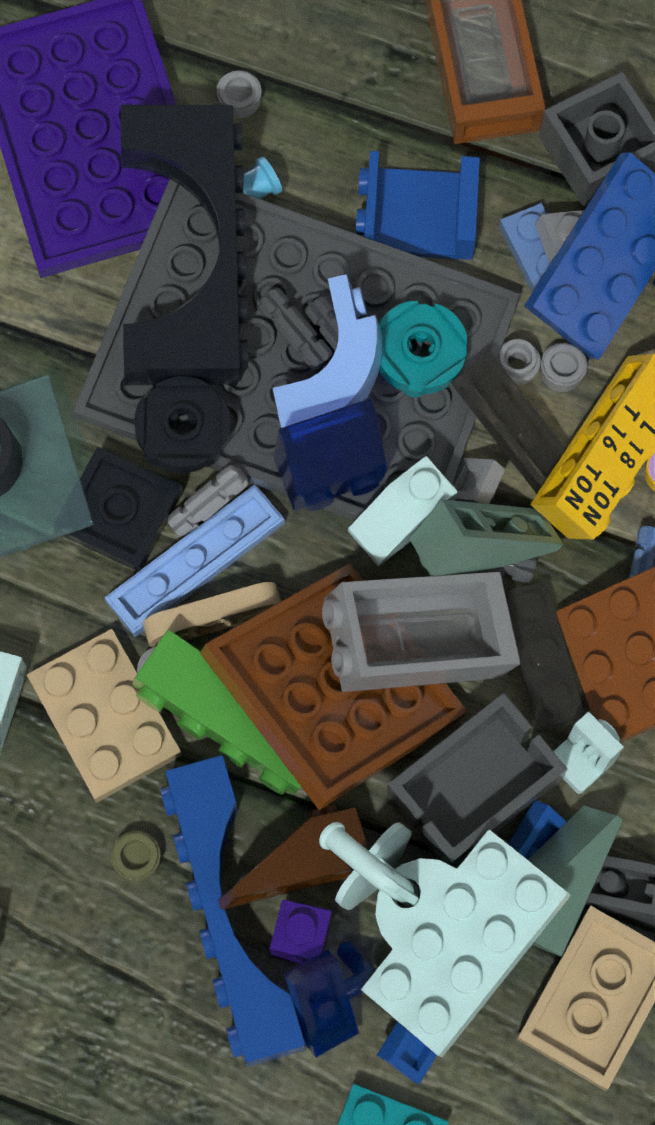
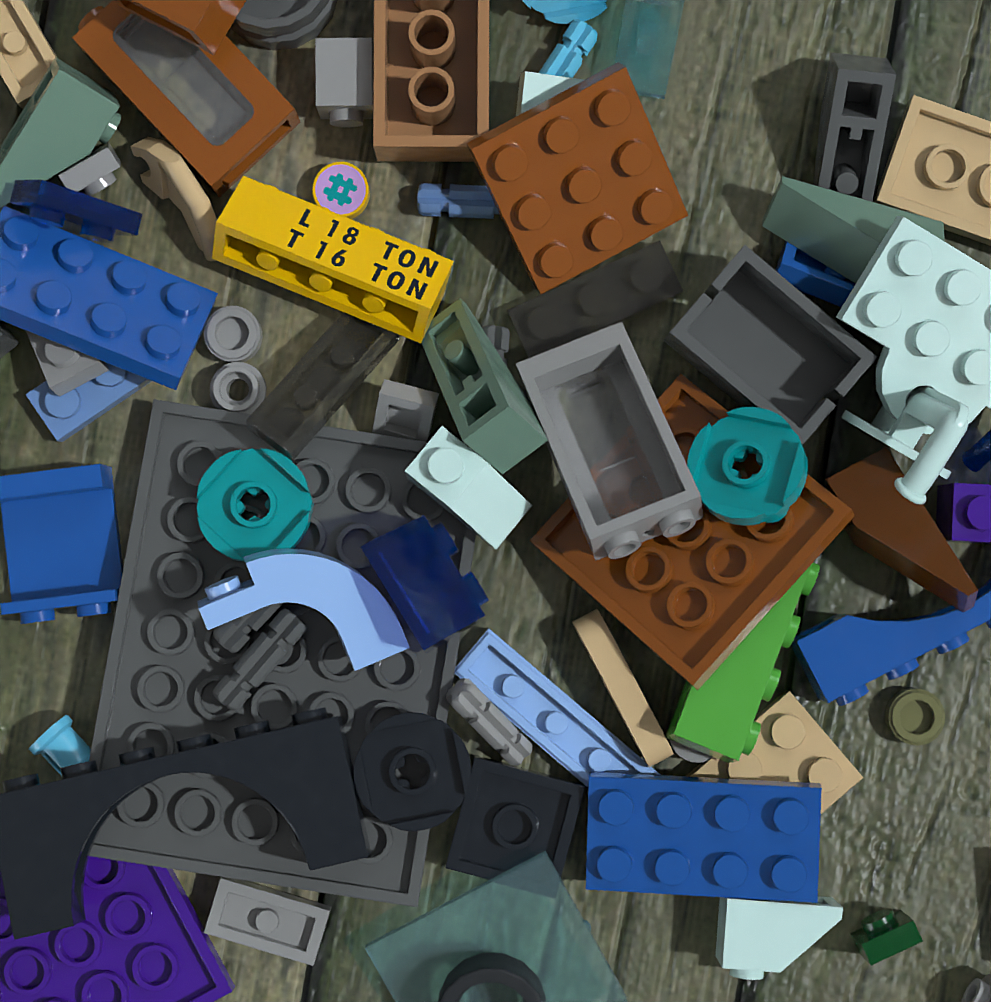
camera: 105 degrees left, 15 degrees up
(76, 652) = (703, 836): none -> blue plate
(86, 309) = (267, 920): none -> light grey plate
(360, 747) = (764, 494): none -> teal plate
(588, 752) = (706, 232): light aqua bracket -> none

